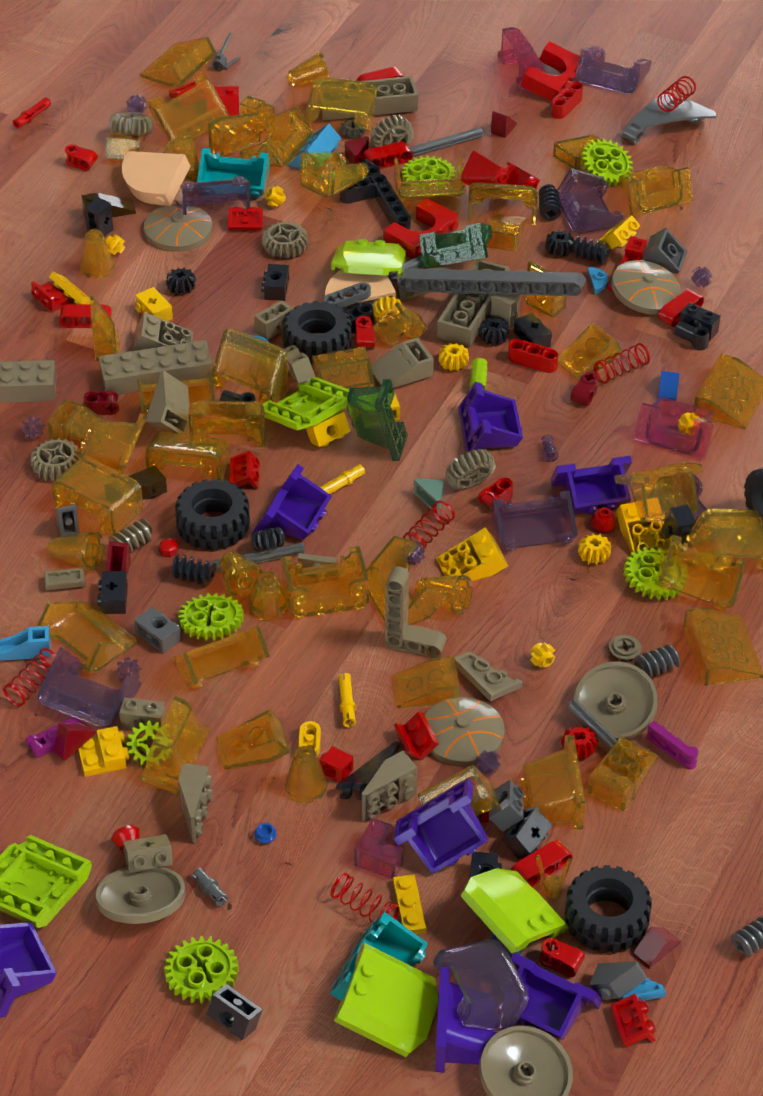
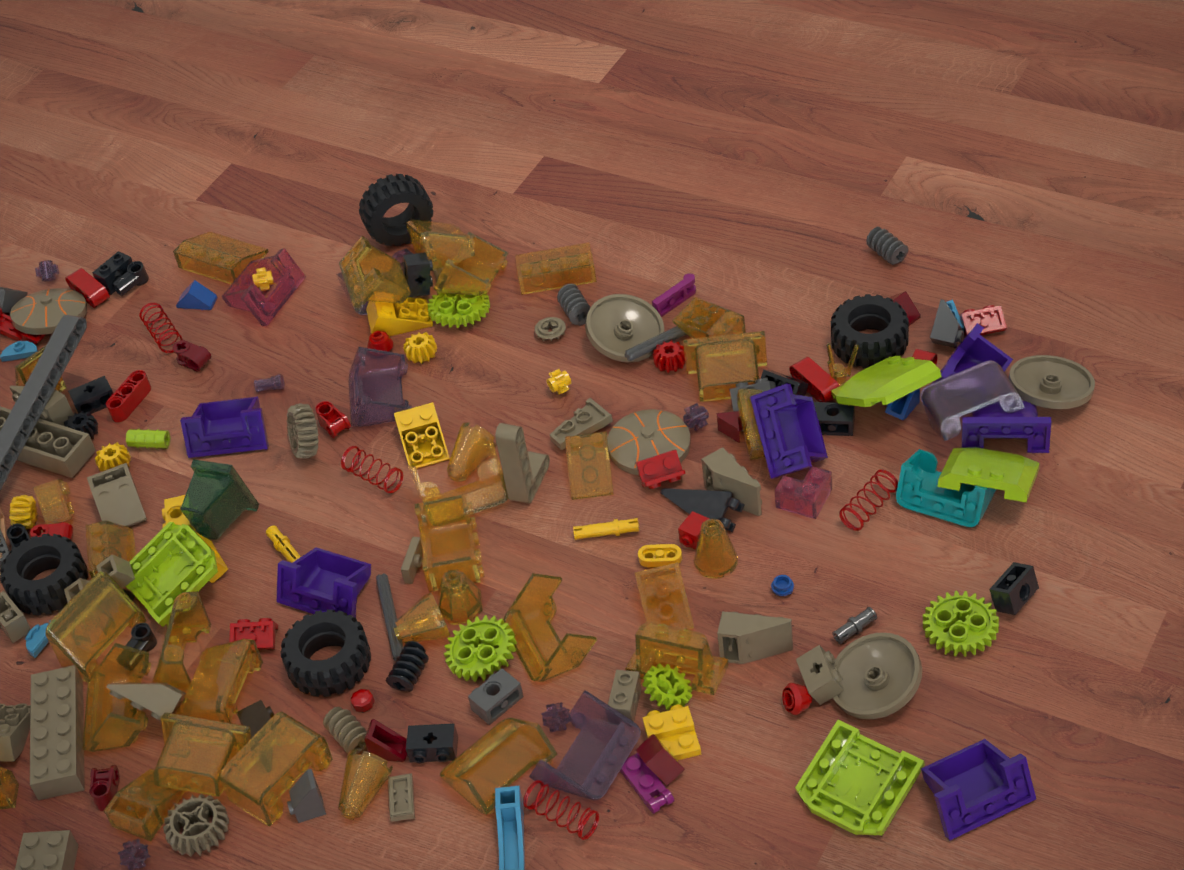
camera: 80 degrees left, 0 degrees up
(268, 539) = (372, 600): black gear -> none
(409, 903) = (860, 474): yellow plate -> none
(417, 554) = (404, 482): gear -> none
(429, 491) = (322, 470): sand green slope -> none
(587, 349) = (136, 350): clear yellow slope -> none
(594, 486) = (333, 342): dark purple windscreen -> none

